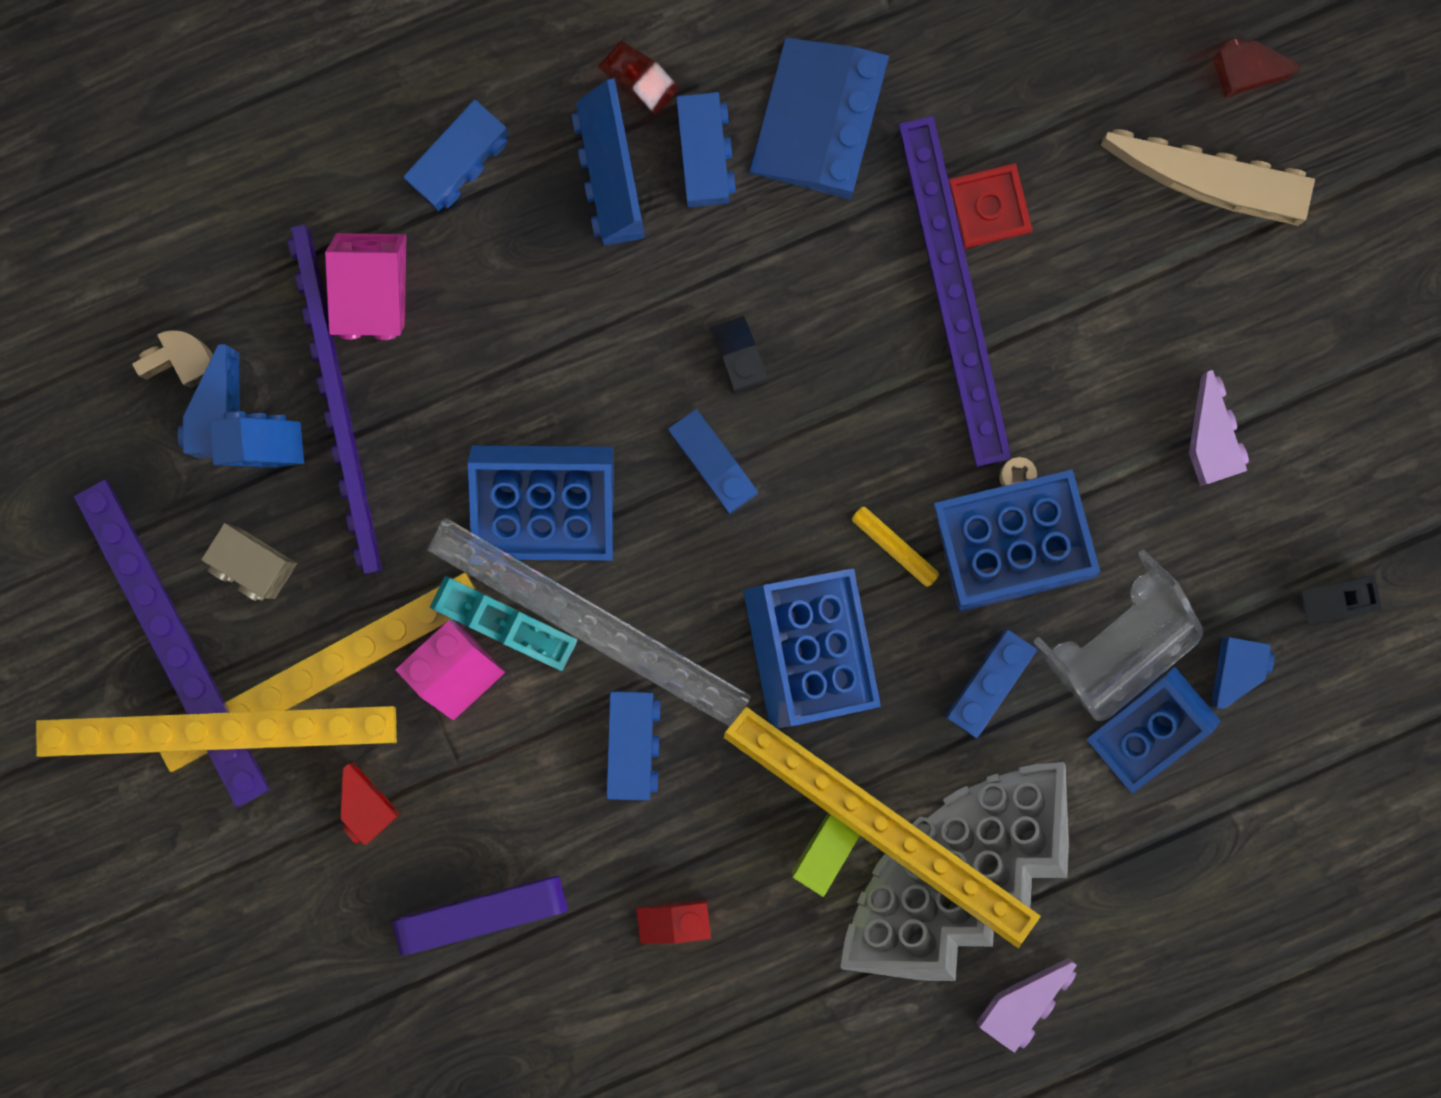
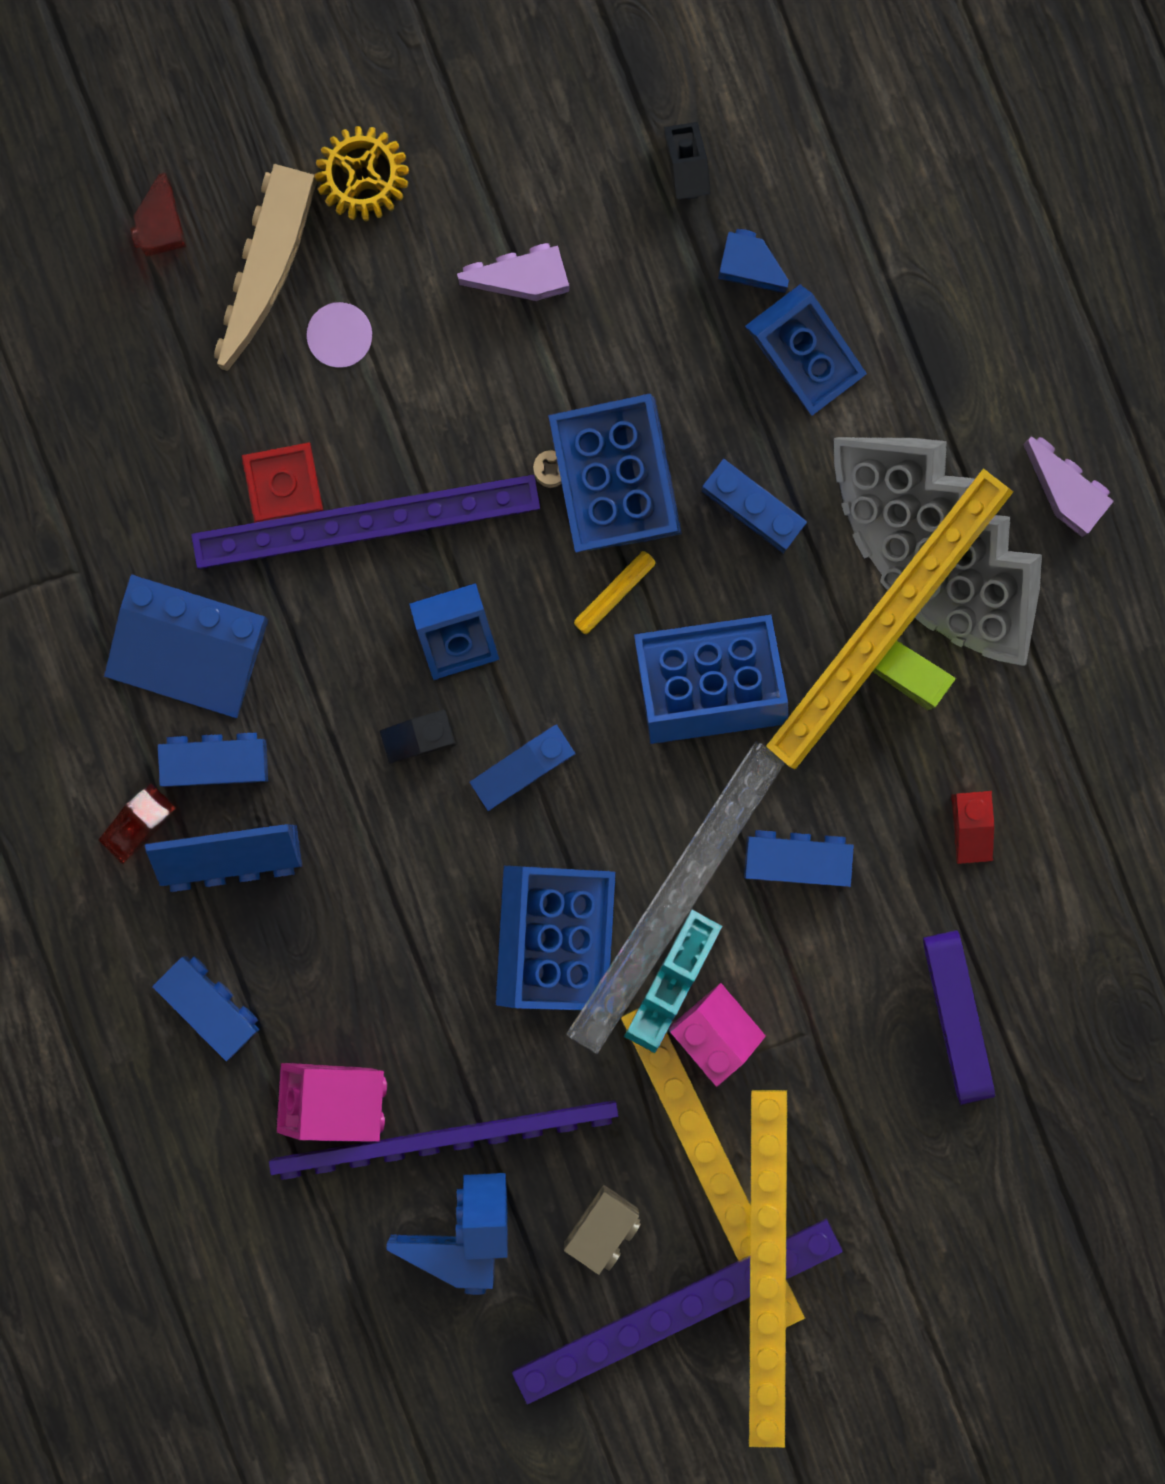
camera: 95 degrees left, 0 degrees up
(179, 350) = (387, 1289): tan brick -> none
(363, 806) = (847, 1127): red slope -> none
(847, 385) = (454, 631): none -> blue slope
(1132, 648) = (726, 368): clear windscreen -> none
(1143, 256) = (339, 334): none -> lavender sticker
(1324, 276) = (369, 161): none -> yellow gear

